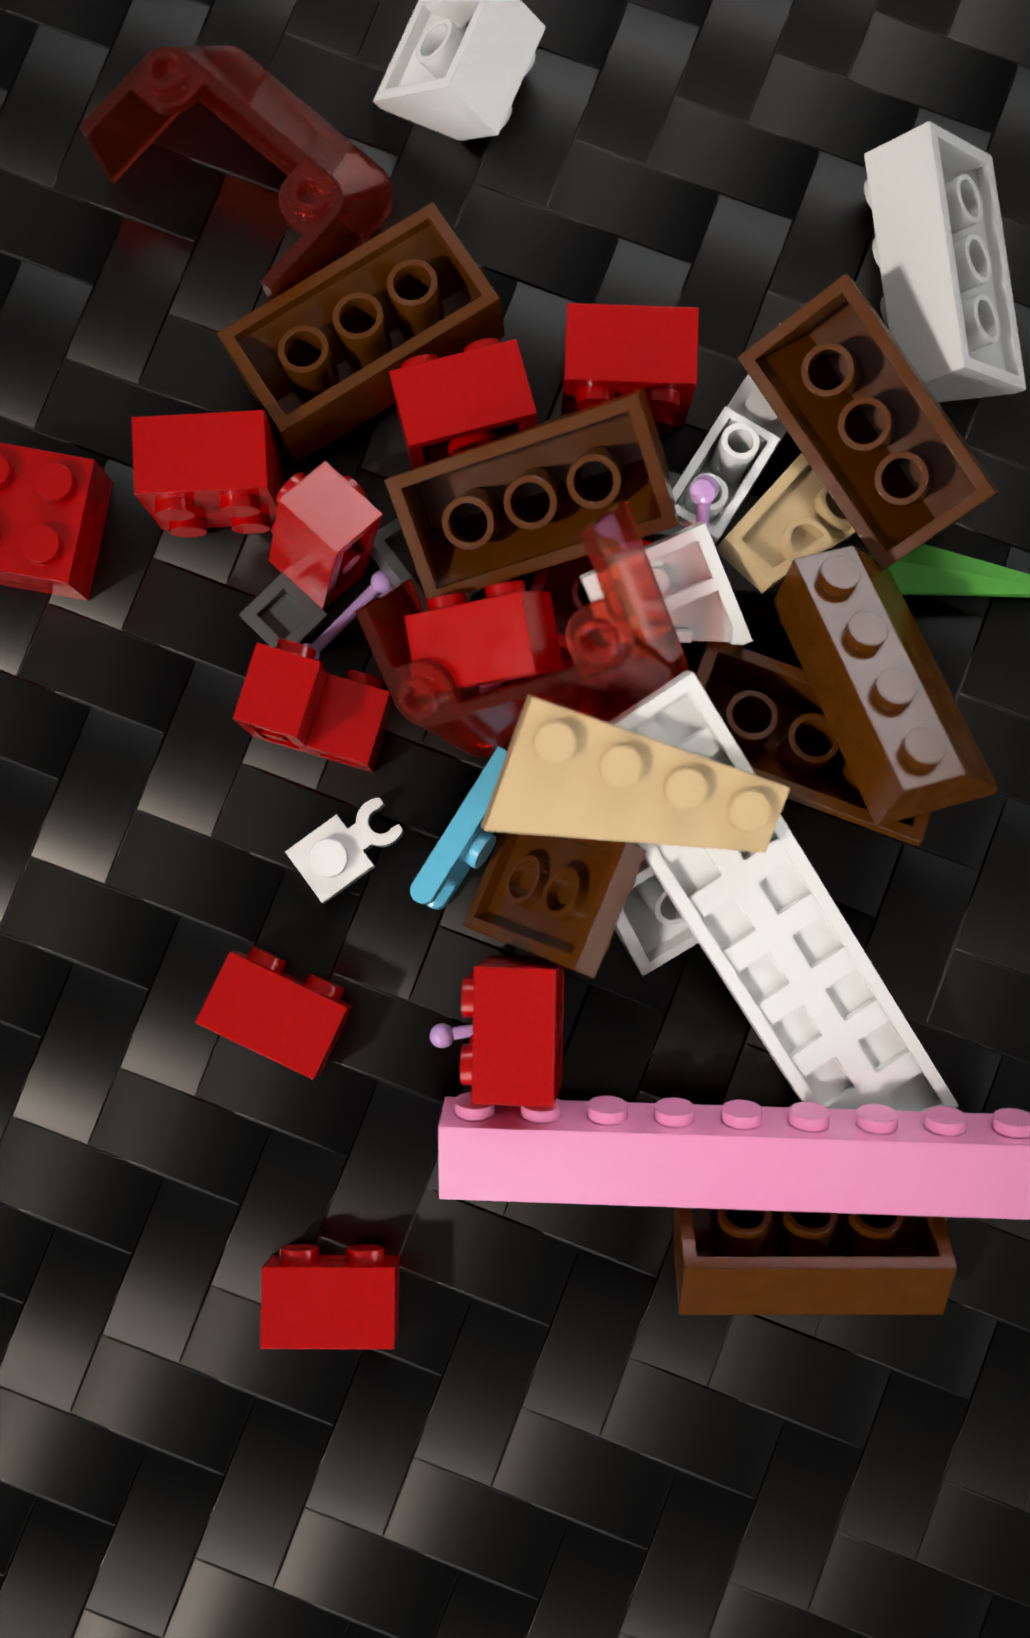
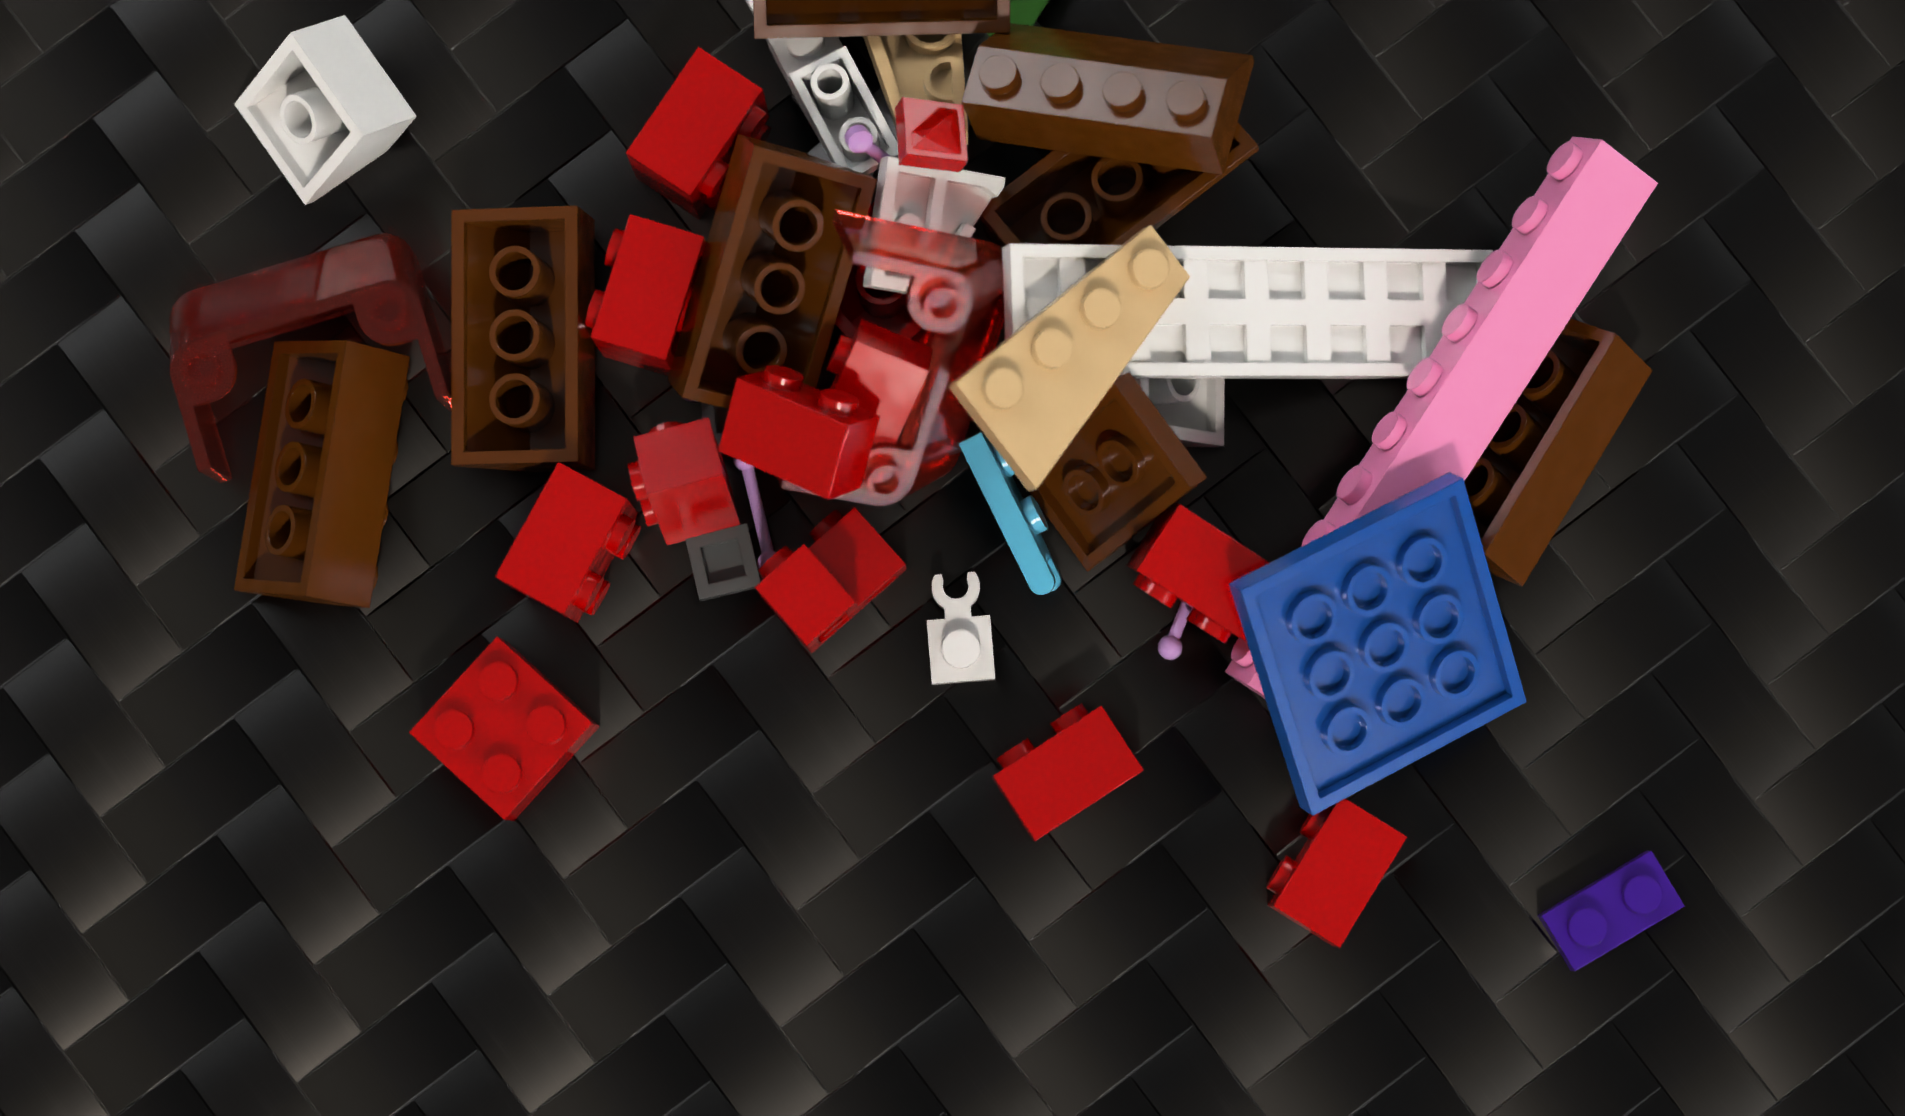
camera: 60 degrees left, 0 degrees up
(155, 248) = (322, 472): none -> reddish brown slope
(411, 594) = (799, 431): none -> red brick
(445, 1565) = (1611, 910): none -> dark purple plate
(548, 1220) = (1379, 642): none -> blue plate
(748, 549) = (931, 134): none -> red tile

